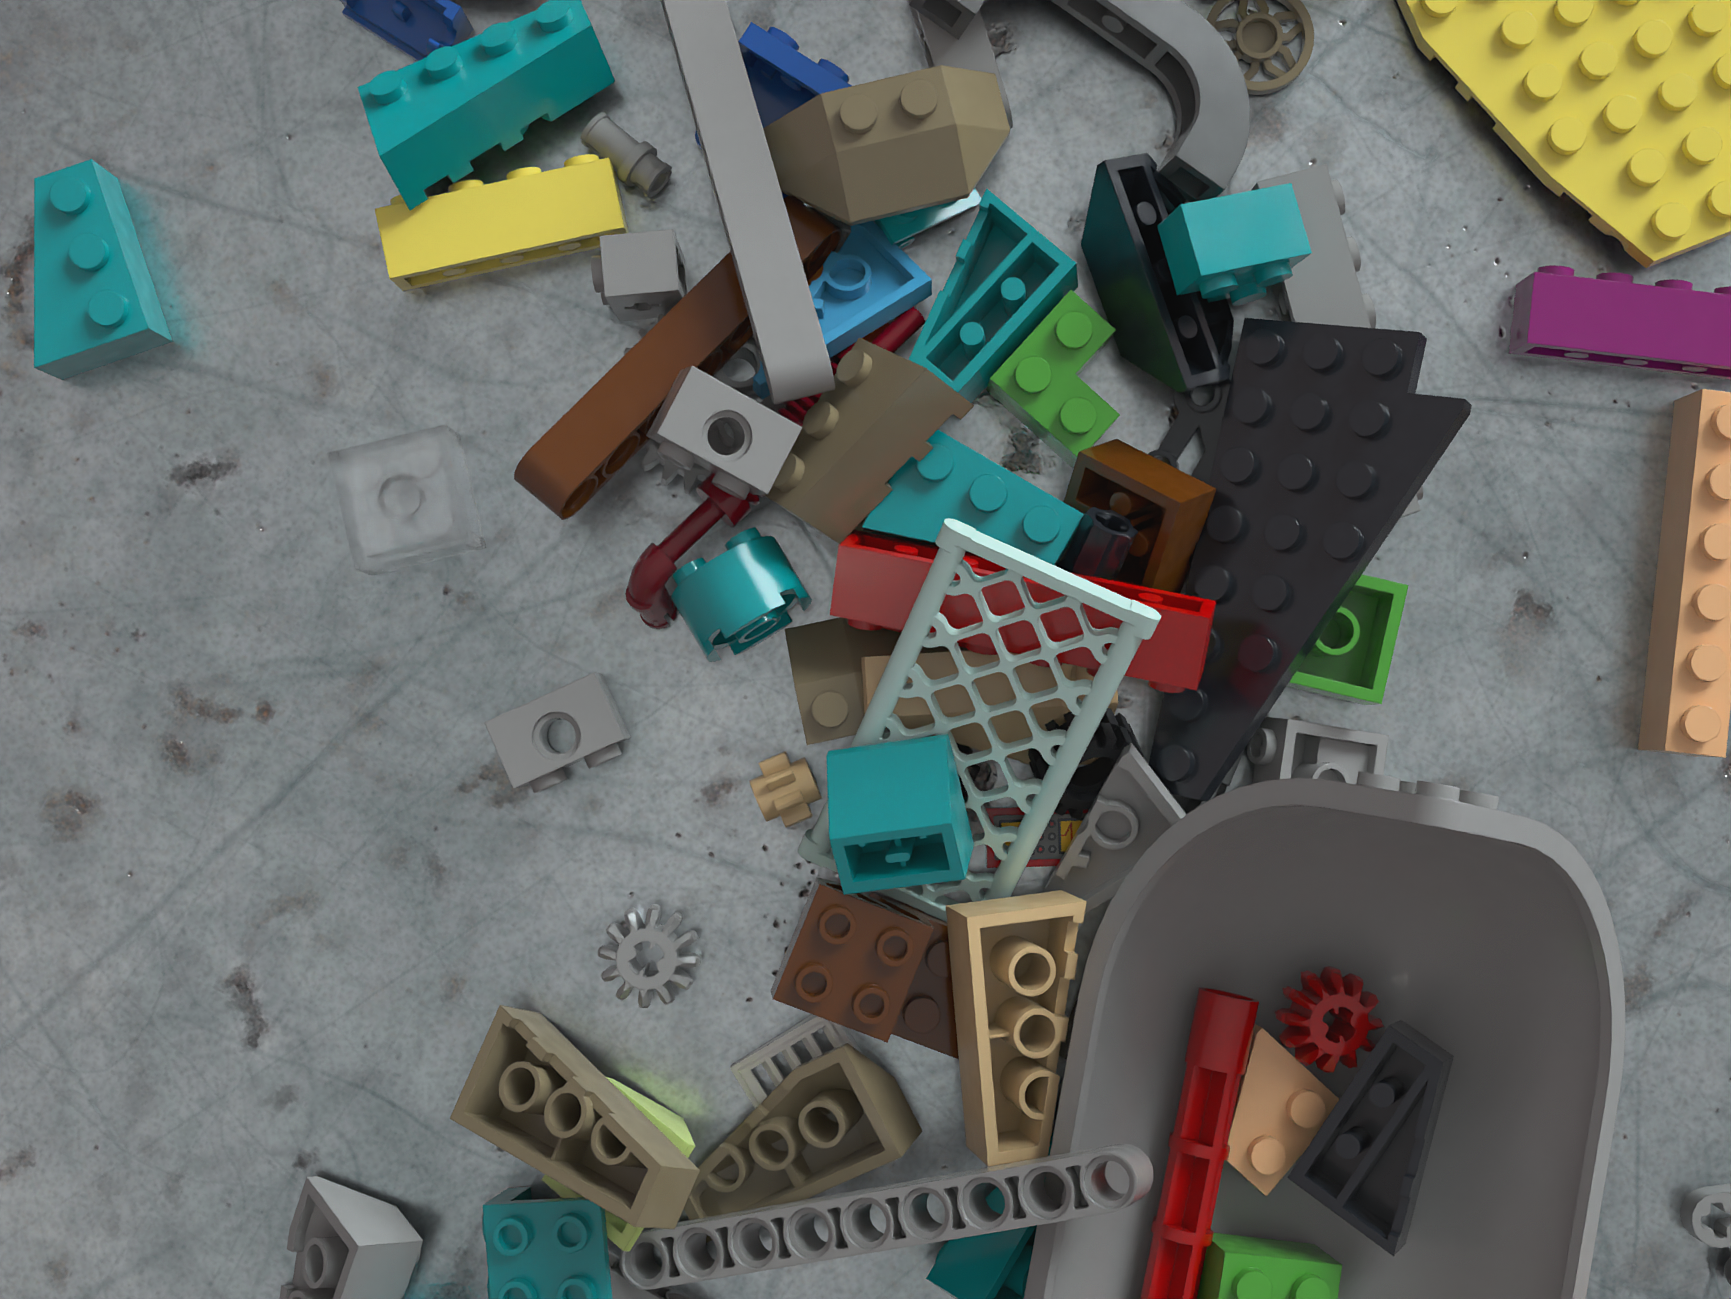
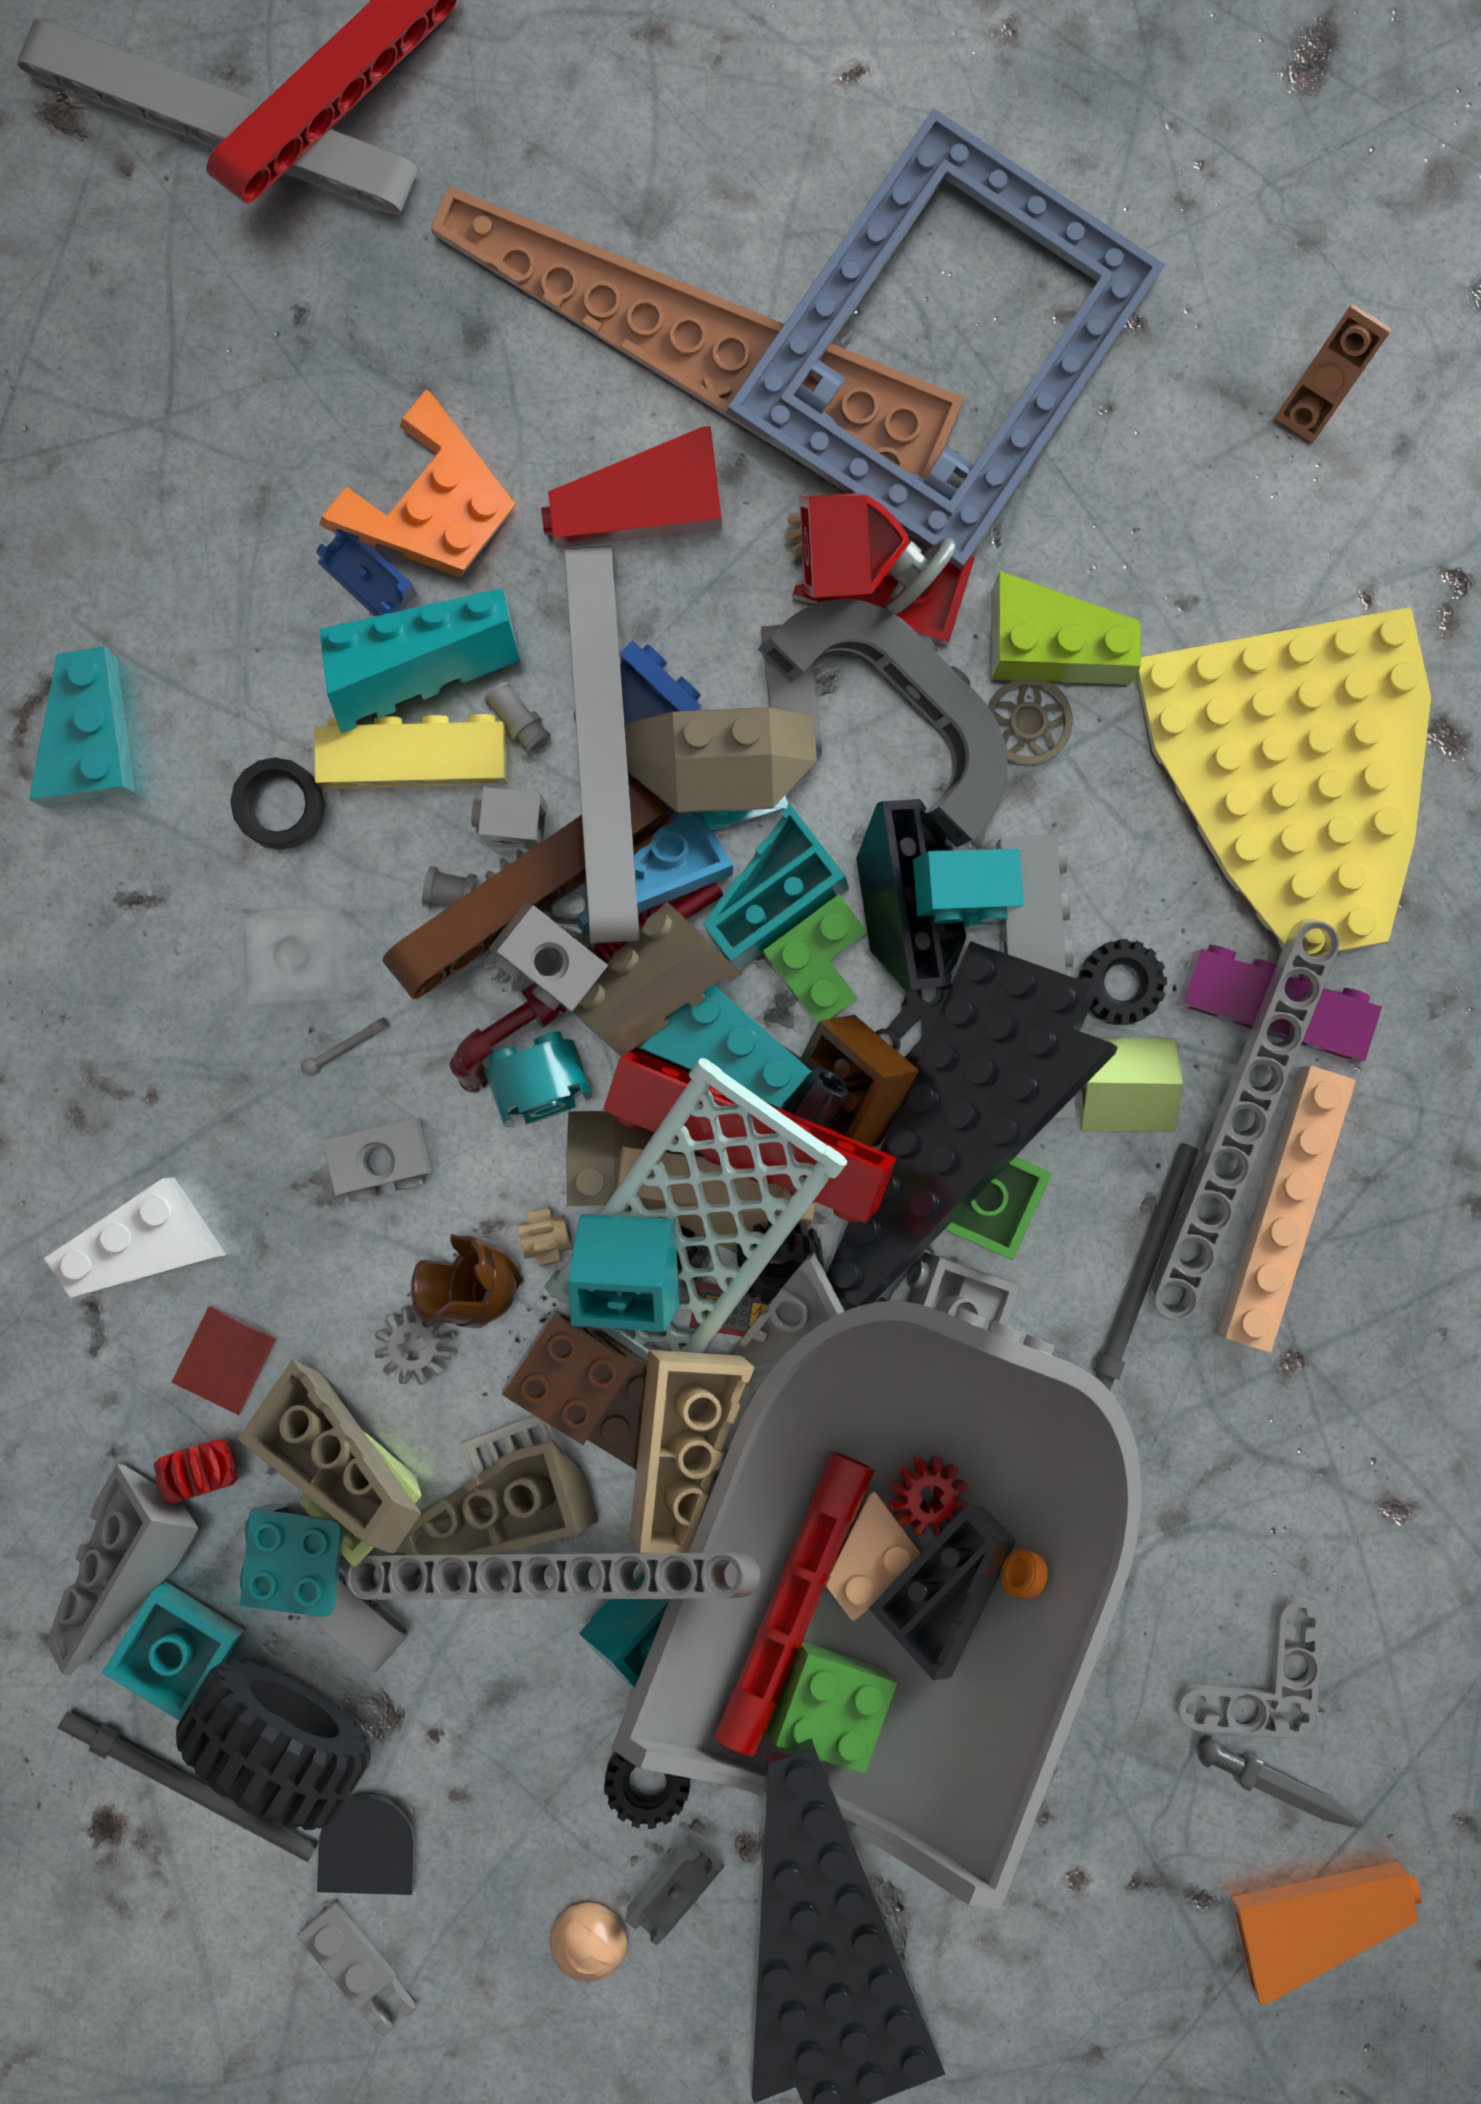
camera: 10 degrees right, 0 degrees up
(277, 892) = (138, 1240): none -> white wedge
(316, 285) = (242, 796): none -> black tyre
(406, 1168) = (195, 1471): none -> red gear
(416, 1021) = (224, 1360): none -> clear red piece
(454, 634) = (311, 1065): none -> light grey hinge
(573, 380) = (445, 888): none -> light grey bush
(703, 876) = (469, 1290): none -> reddish brown helmet
(1471, 320) = (1149, 972): none -> black tyre
(1476, 1097) = (1024, 1574): none -> orange tile
(1488, 467) = (1135, 1088): none -> yellowish green slope
(1539, 670) = (1109, 1364): none -> dark grey bar
(1655, 450) = (1242, 1095): none -> light grey beam

